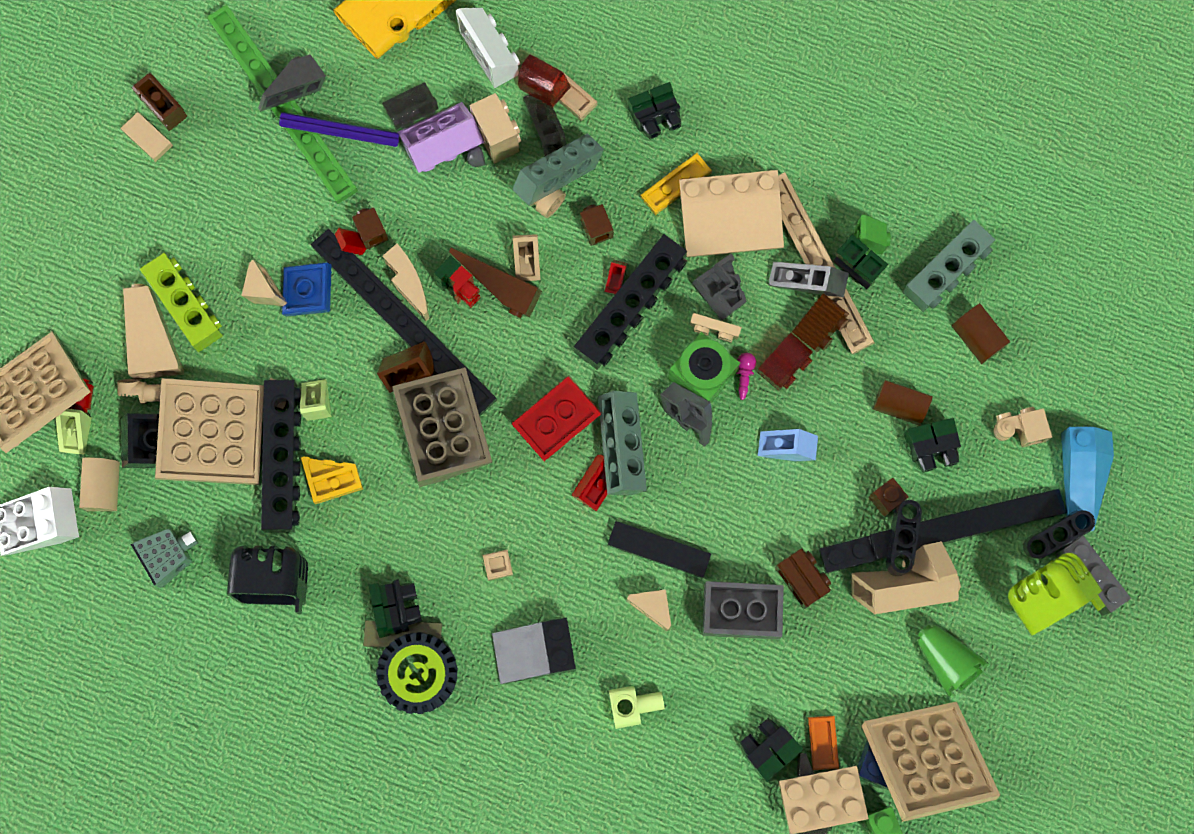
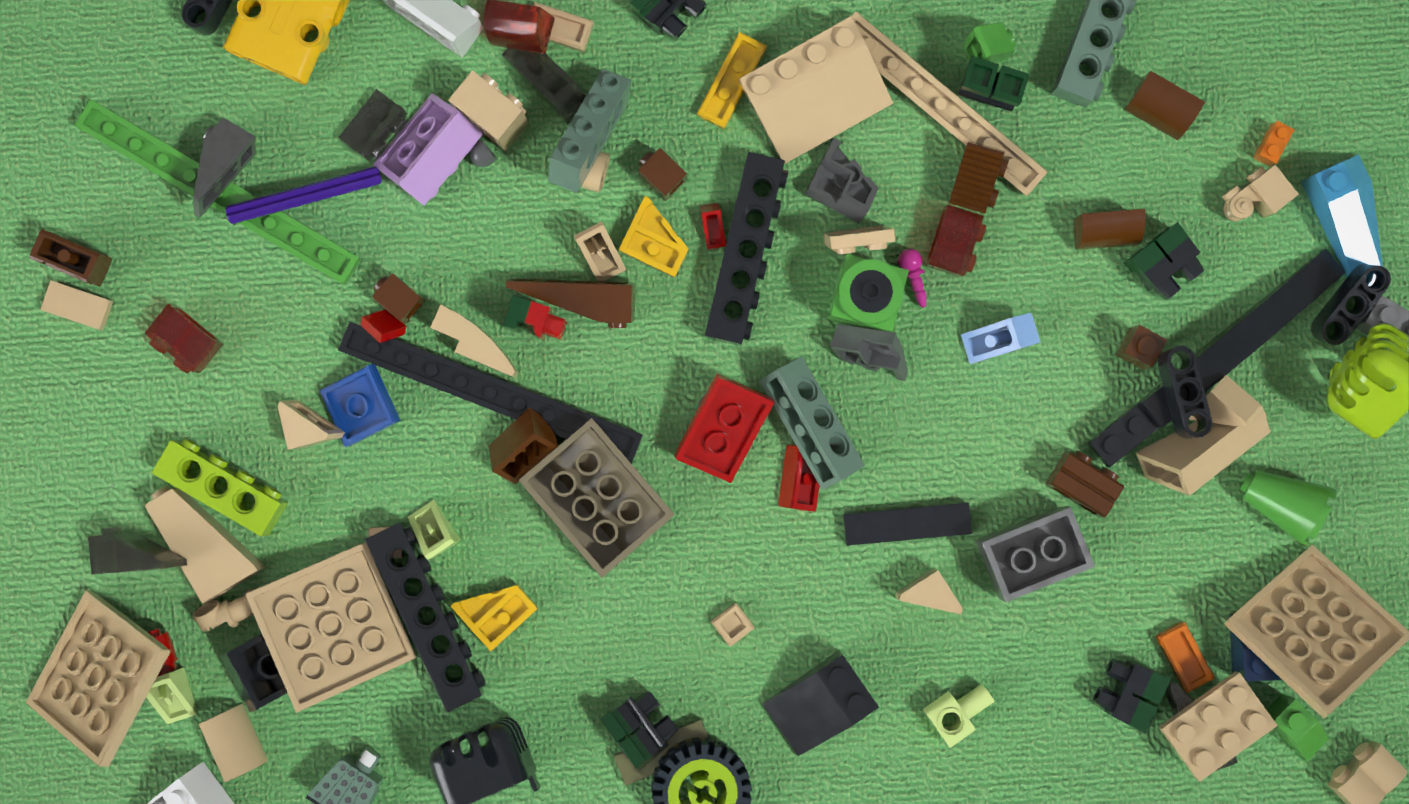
camera: 30 degrees left, 10 degrees up
(90, 315) = (128, 552): none -> clear smoke slope
(207, 190) = (183, 339): none -> clear red brick
(568, 268) = (654, 241): none -> yellow wing
(809, 278) = (940, 130): flat silver slope -> none
(1051, 395) = (1273, 143): none -> orange piece

